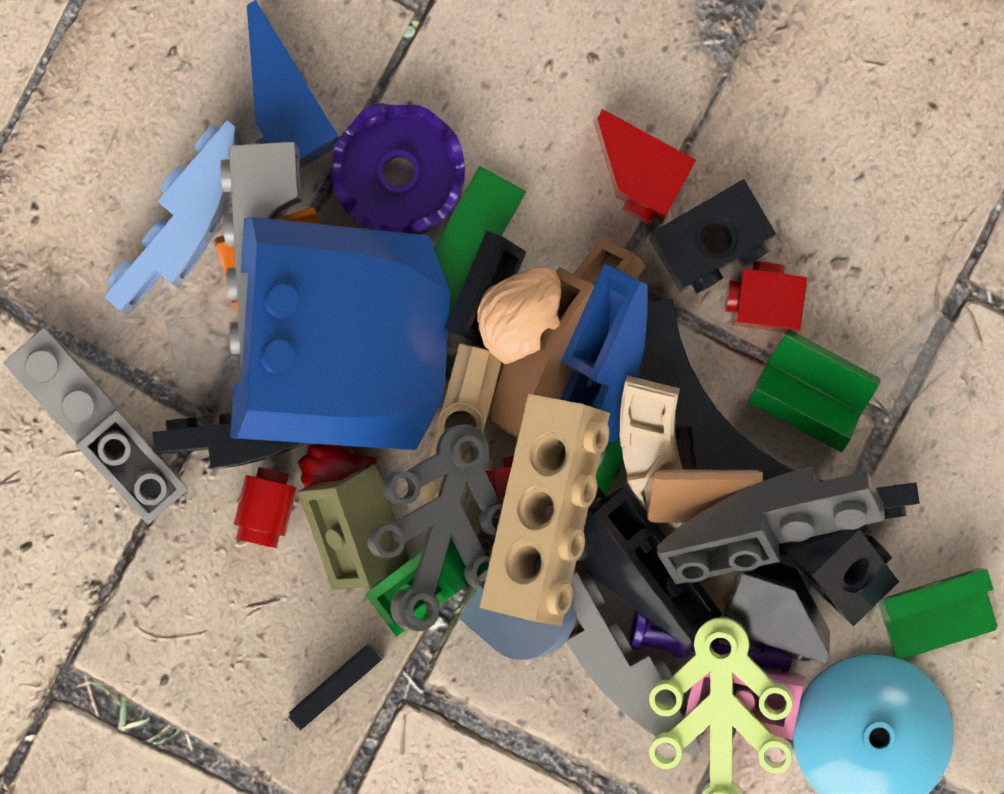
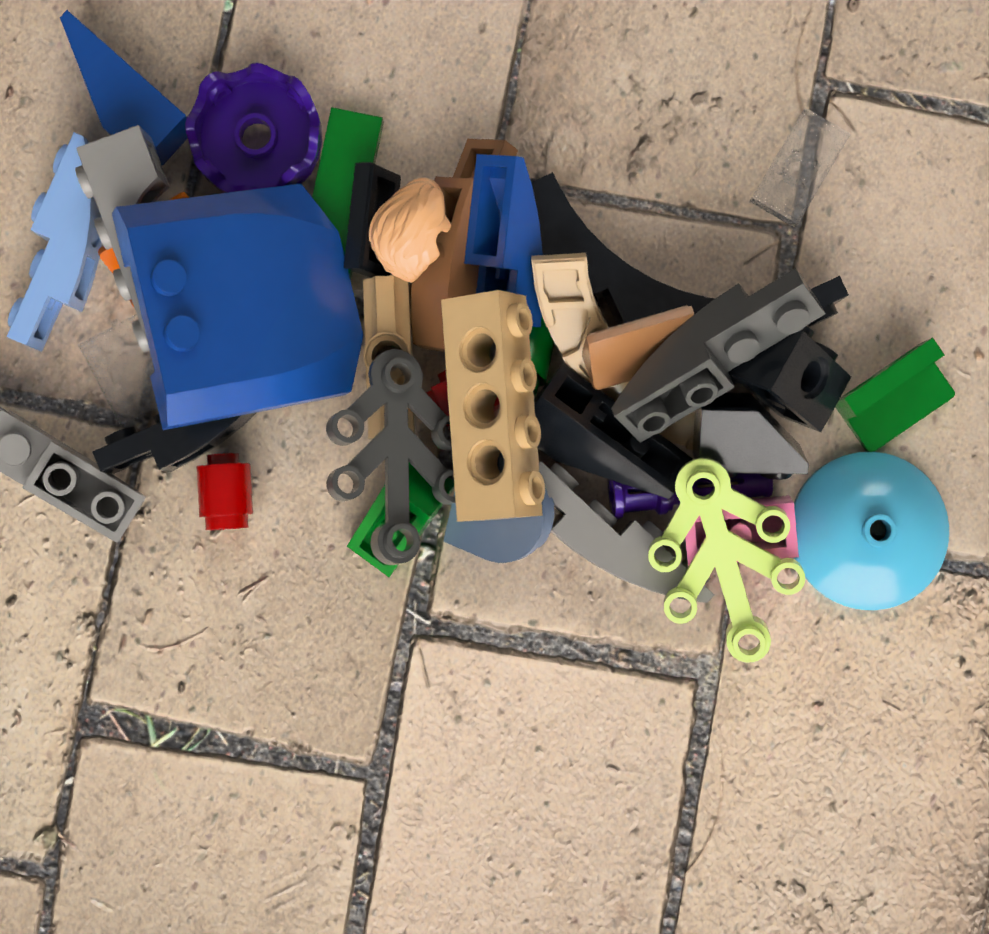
camera: 15 degrees left, 0 degrees up
(331, 463) = (283, 437): red animal -> none
(335, 686) = (343, 642): black tile -> none
(340, 522) = (298, 479): olive panel -> none
(641, 168) = (485, 60): red slope -> none
(734, 213) = (583, 77): black brick -> none
(766, 298) = (643, 148): red brick -> none
(814, 390) = (714, 219): green panel -> none

